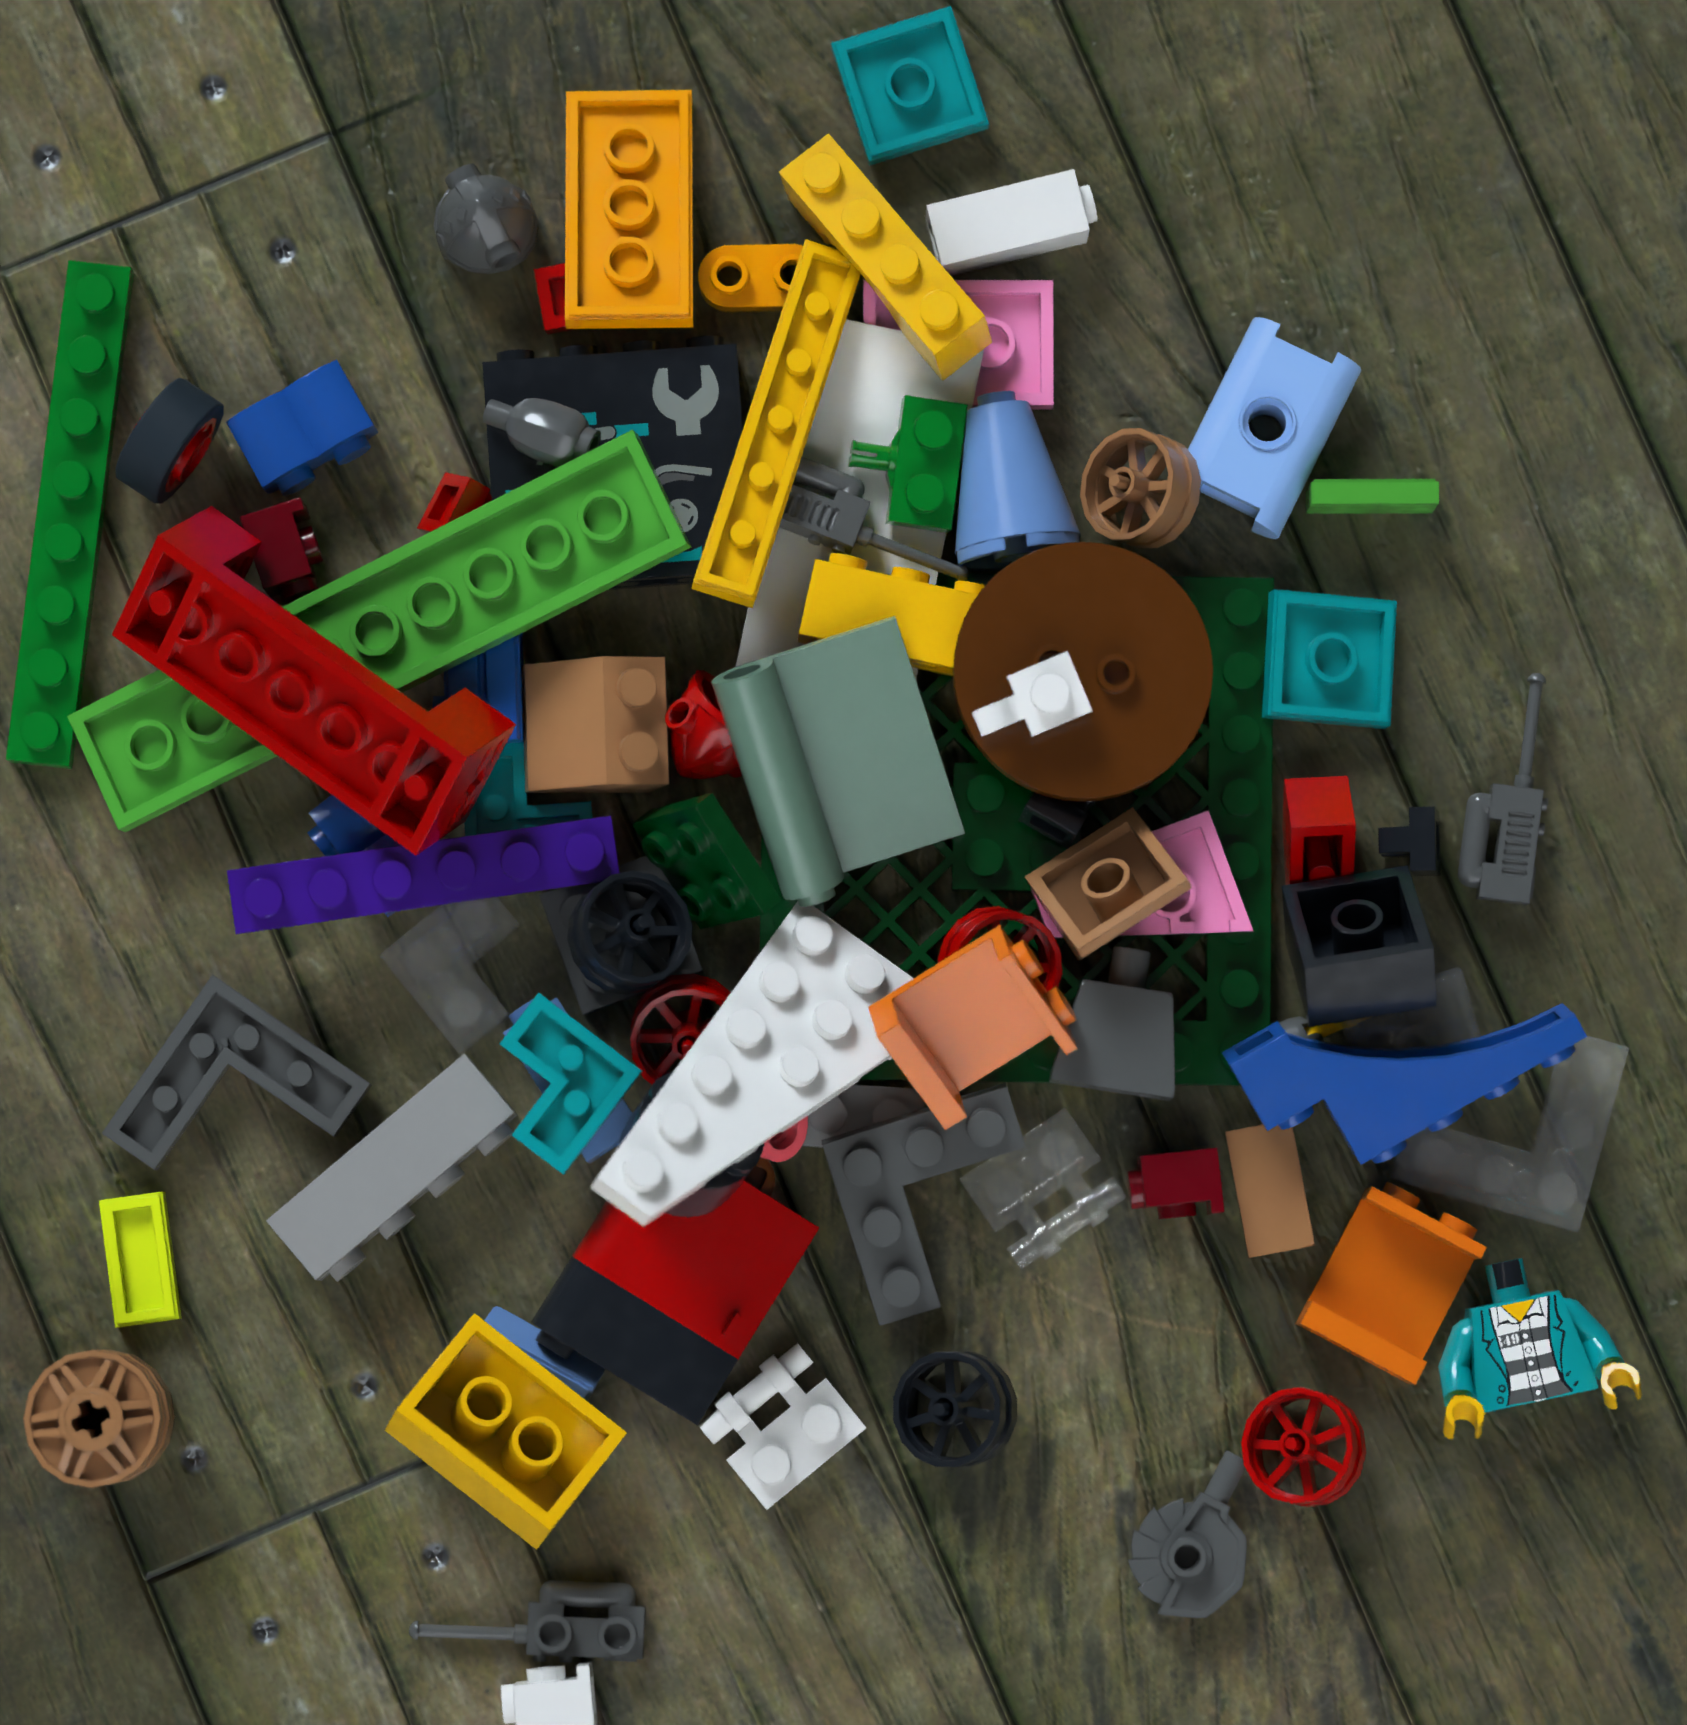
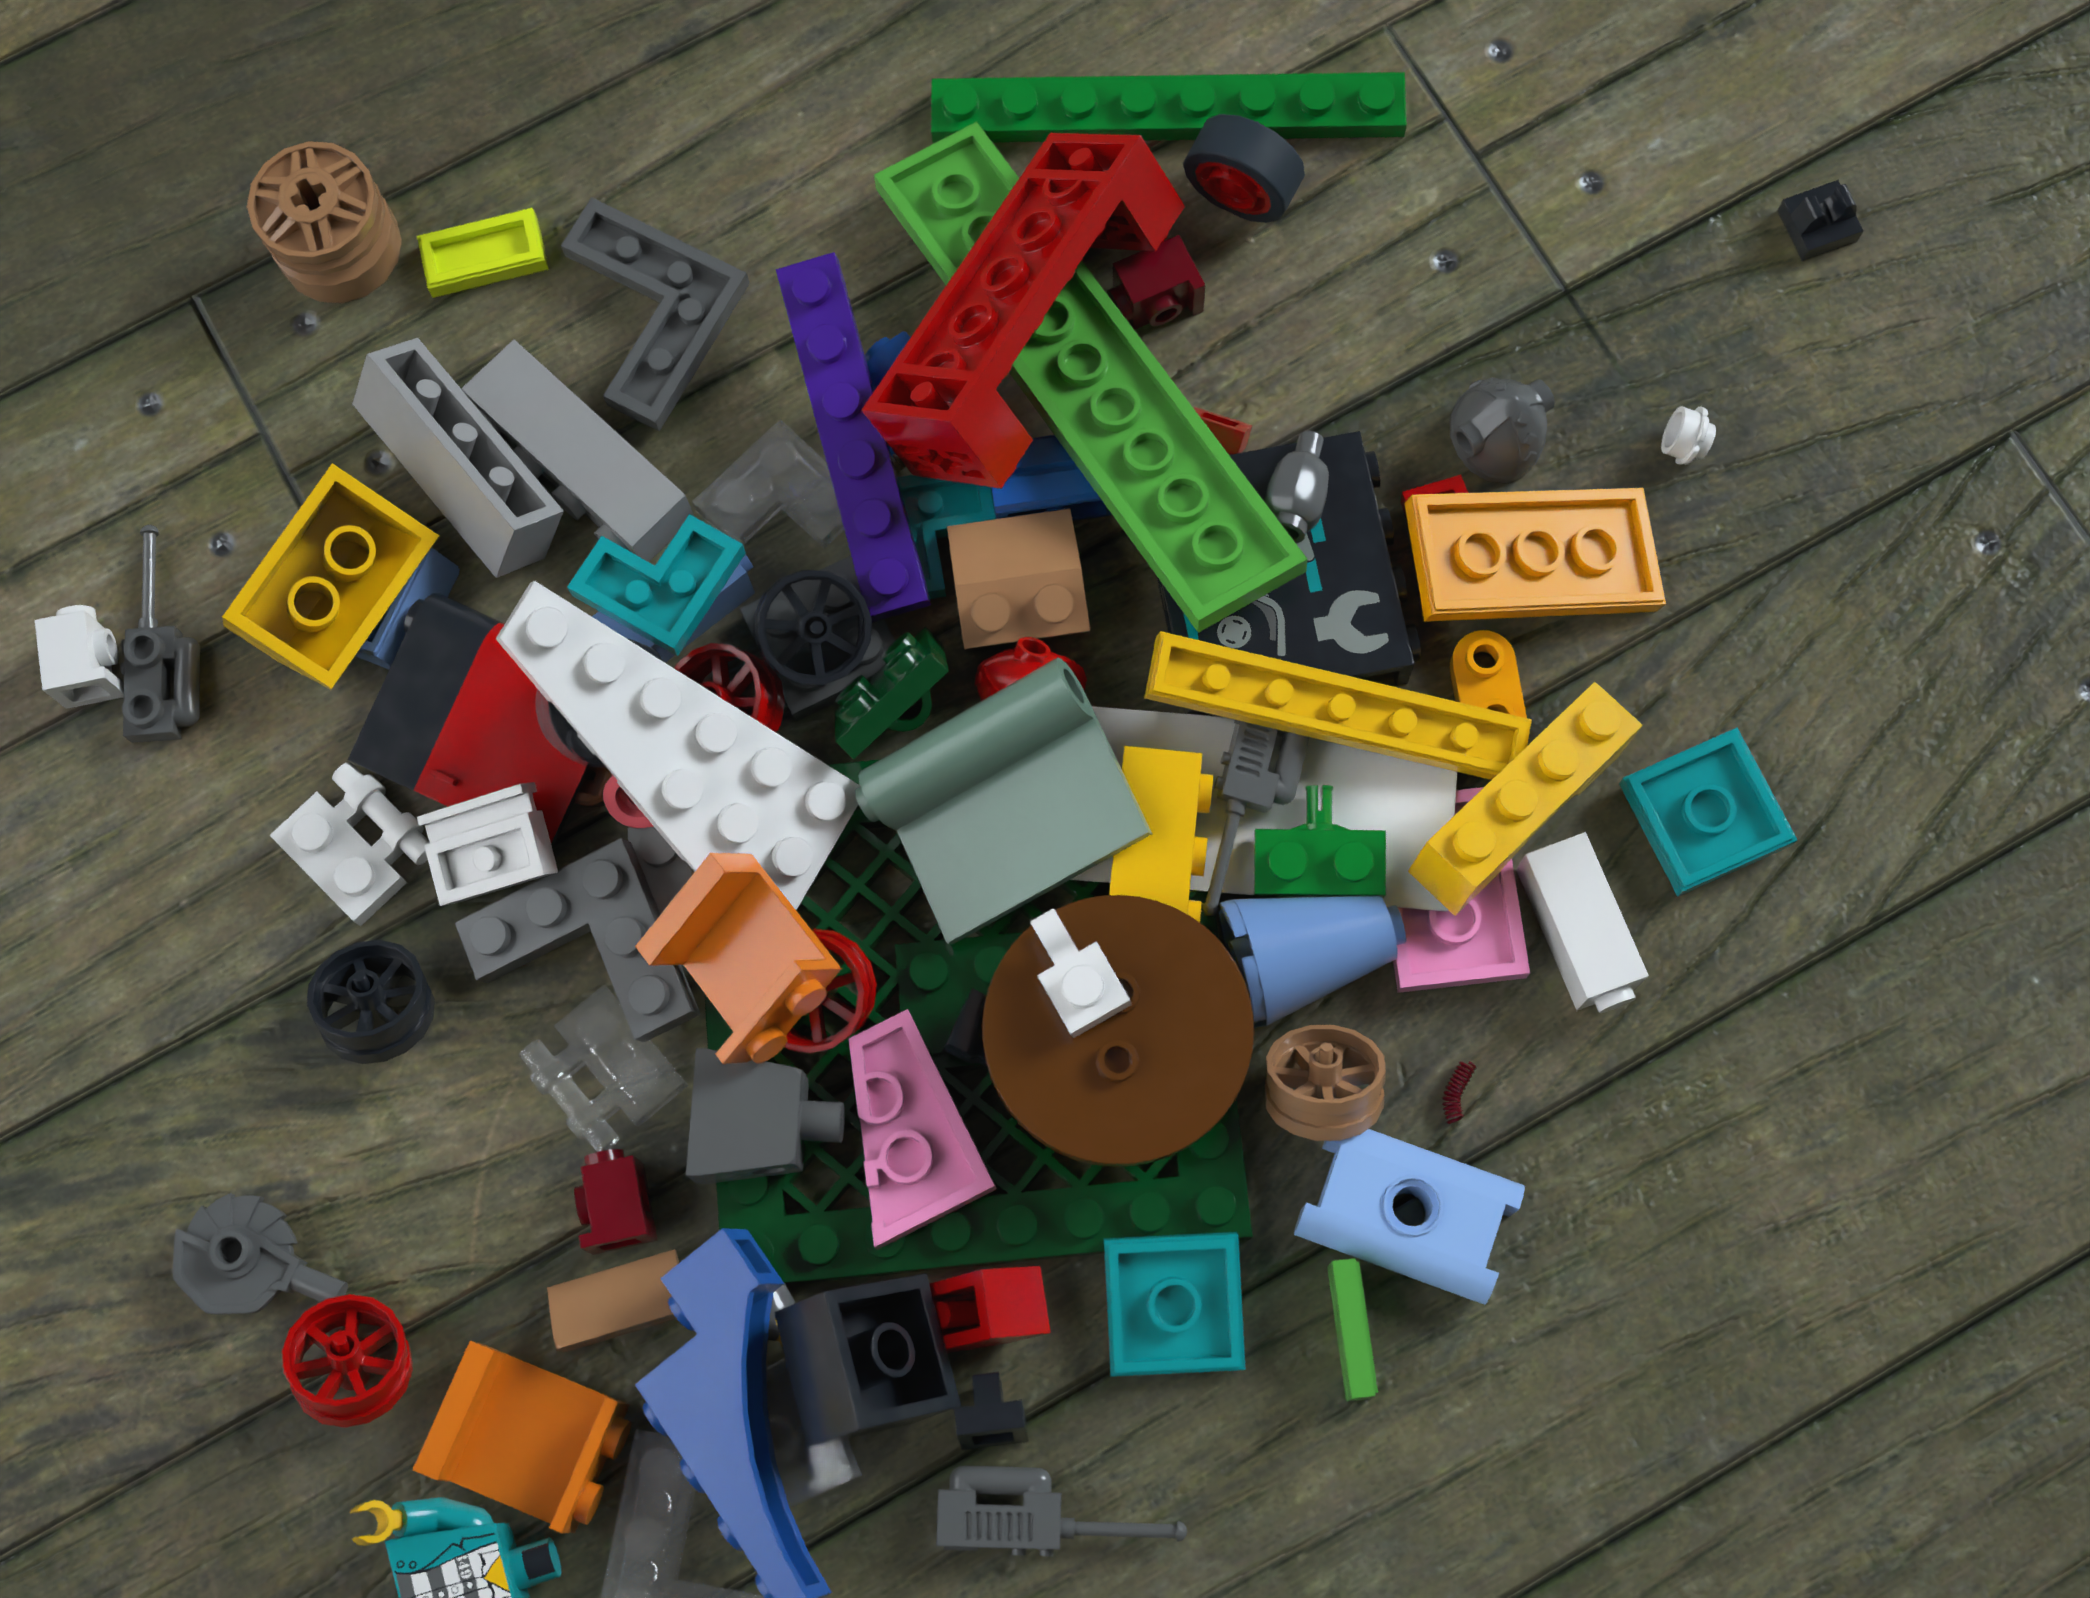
camera: 90 degrees right, 10 degrees down
(303, 428) = (1275, 290): blue brick -> none
(386, 1291) = (457, 457): none -> light grey brick
(515, 37) = (1688, 435): none -> white plate
(808, 1283) = (487, 844): none -> white plate
(1107, 883) = (902, 1084): medium nougat slope -> none
(1167, 372) = (1454, 1107): none -> dark red leg

